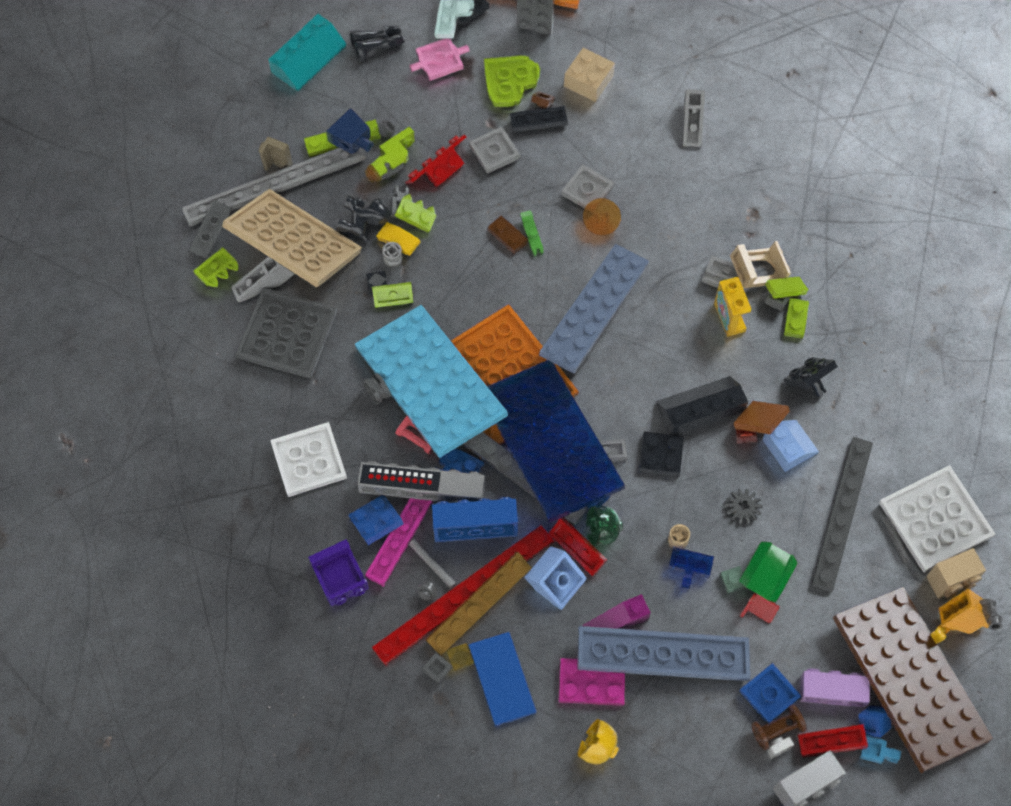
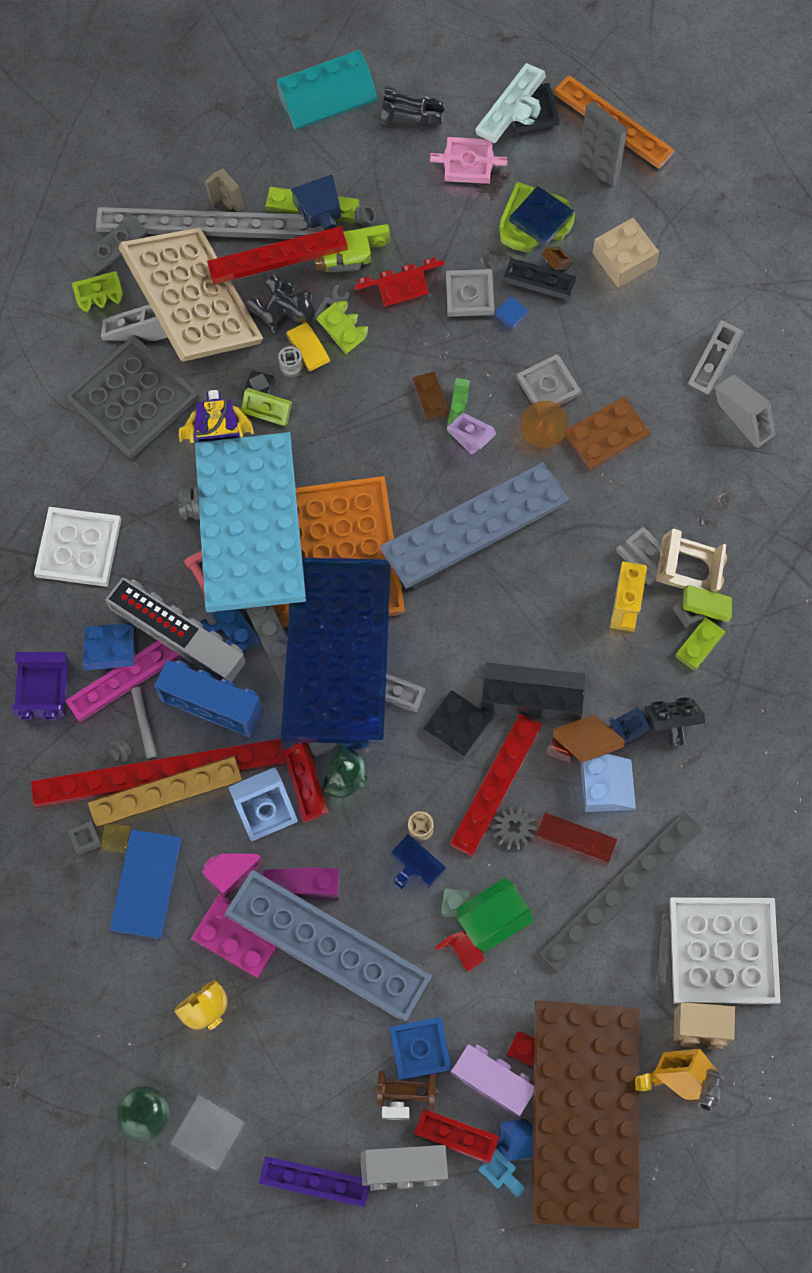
camera: 30 degrees right, 5 degrees up
(341, 183) = (277, 255): none -> red plate
(363, 320) = (215, 421): none -> torso
(516, 74) = (541, 216): none -> clear blue plate
(531, 151) = (511, 312): none -> blue tile
(554, 245) = (471, 432): none -> lavender slope
(559, 637) = (230, 870): none -> dark pink slope
(648, 204) = (607, 433): none -> dark orange plate
(713, 483) = (495, 785): none -> red plate
(736, 144) = (746, 409): none -> light grey slope
(783, 394) = (631, 724): none -> dark blue bracket
(790, 492) = (576, 838): none -> clear red plate
(840, 656) = (522, 1049): none -> red plate

